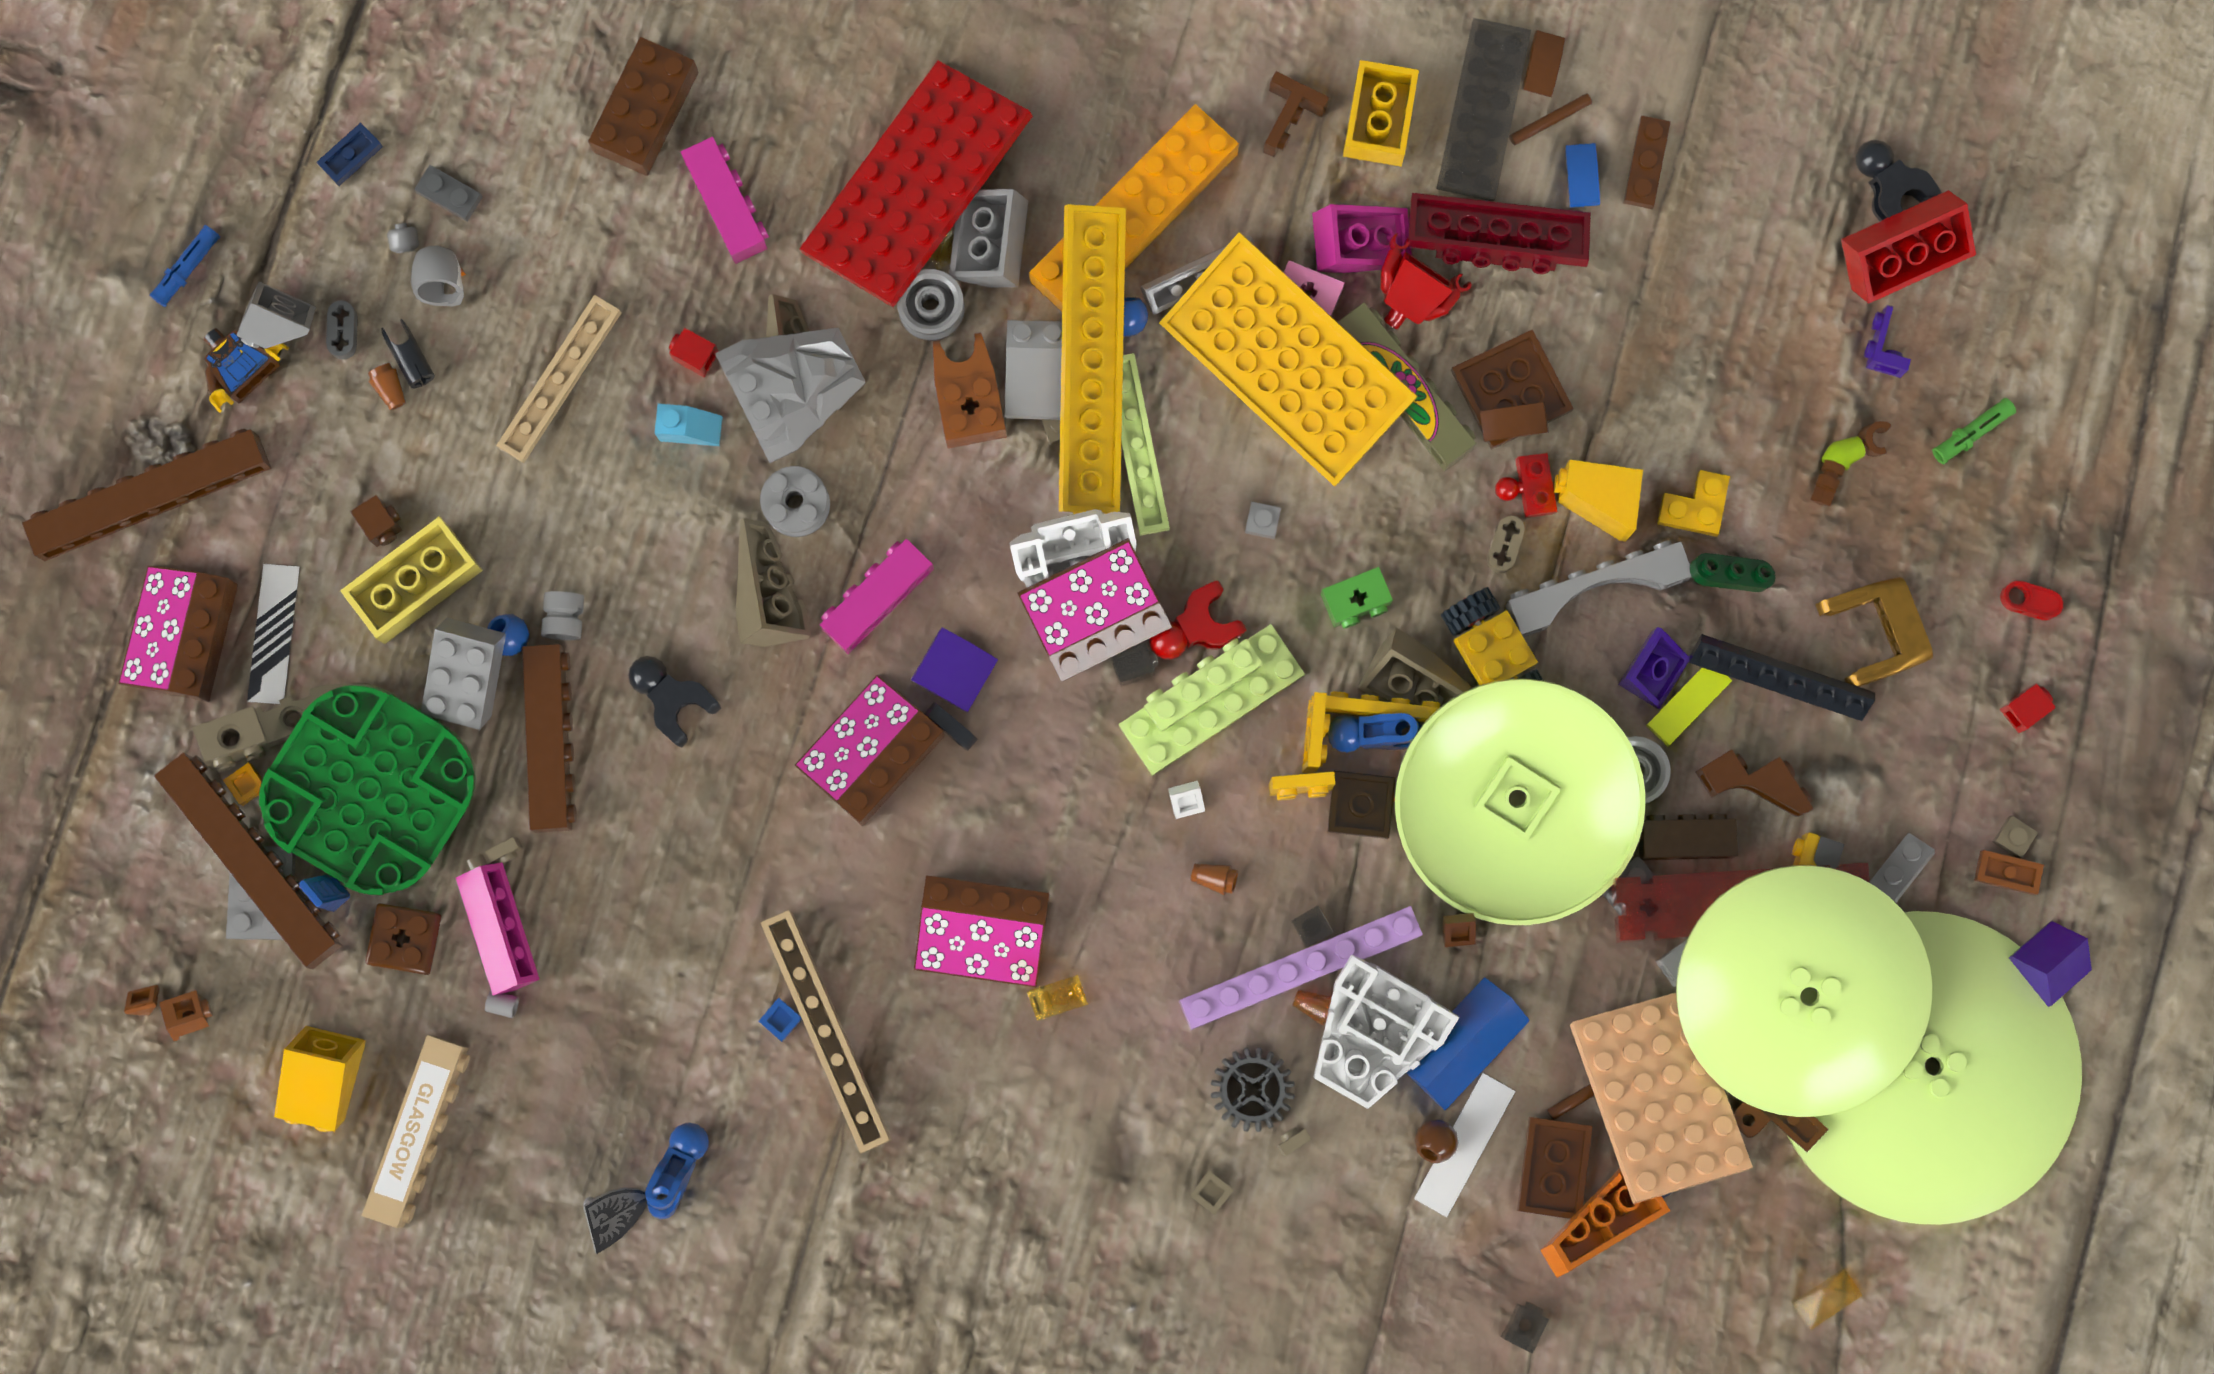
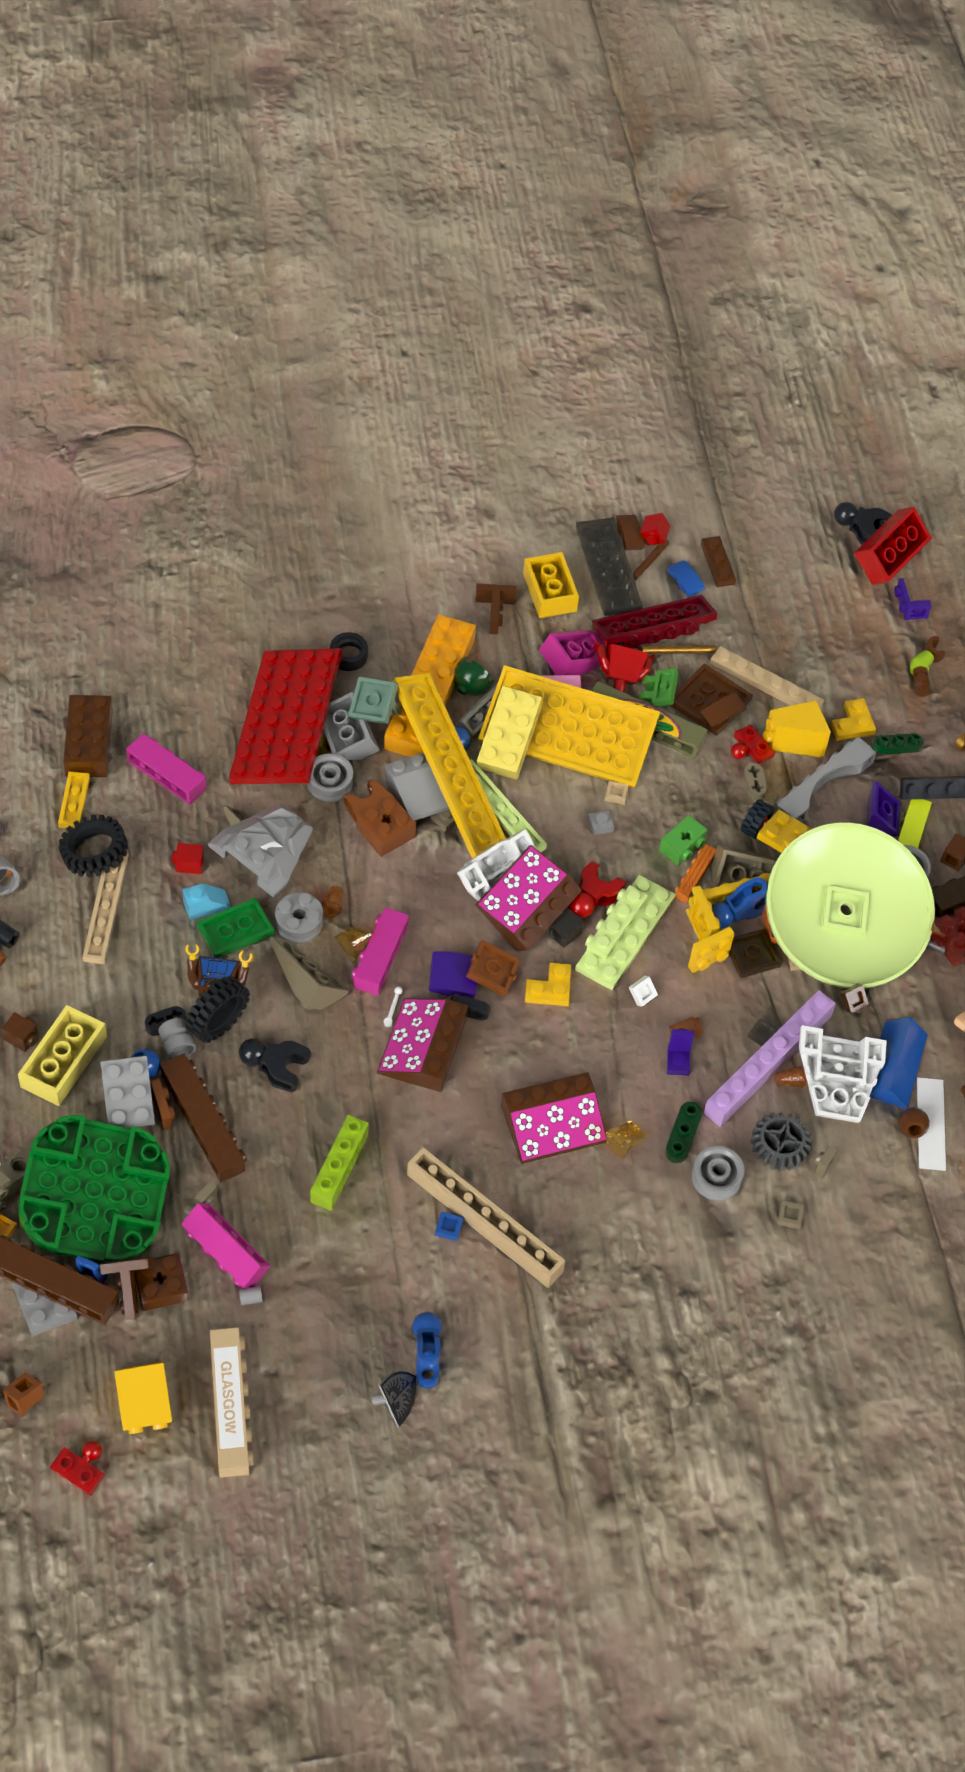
camera: 30 degrees left, 25 degrees down
(210, 1134) = (77, 1469): none -> red plate
(359, 919) = (127, 1283): none -> bracket
(505, 712) = (160, 1096): none -> dark orange plate
(564, 571) = (161, 1017): none -> black beam
(585, 199) = (74, 799): none -> yellow plate
(589, 312) = (98, 862): none -> black tyre
(621, 605) = (210, 1019): none -> black tyre
(650, 545) = (206, 970): none -> torso
(685, 876) = (339, 1162): none -> lime brick
(707, 482) = (235, 928): none -> green plate
(842, 698) = (388, 1021): none -> white hinge
(848, 564) = (353, 941): none -> clear yellow slope
(849, 495) = (332, 902): none -> clear orange cone
(1006, 684) = (493, 968): none -> dark orange plate
(1029, 224) = (374, 700): none -> sand green bracket
(1058, 86) = (355, 640): none -> black tyre
(1077, 746) = (553, 991): none -> yellow plate
(1132, 1032) = (683, 1139): none -> dark green plate
(1167, 1099) = (717, 1186): none -> light grey wheel
(1184, 913) = (679, 1052): none -> dark purple bracket
(1192, 225) = (471, 678): none -> dark green cylinder
(1198, 339) = (509, 732): none -> light yellow brick
(1307, 482) = (616, 792): none -> tan tile
(1348, 653) = (695, 873): none -> orange piece
(1453, 349) = (660, 688): none -> bright green plate
(1508, 292) = (679, 649): none -> pearl gold bar
(1579, 76) = (655, 529): none -> red brick
(1609, 391) = (762, 678): none -> tan plate

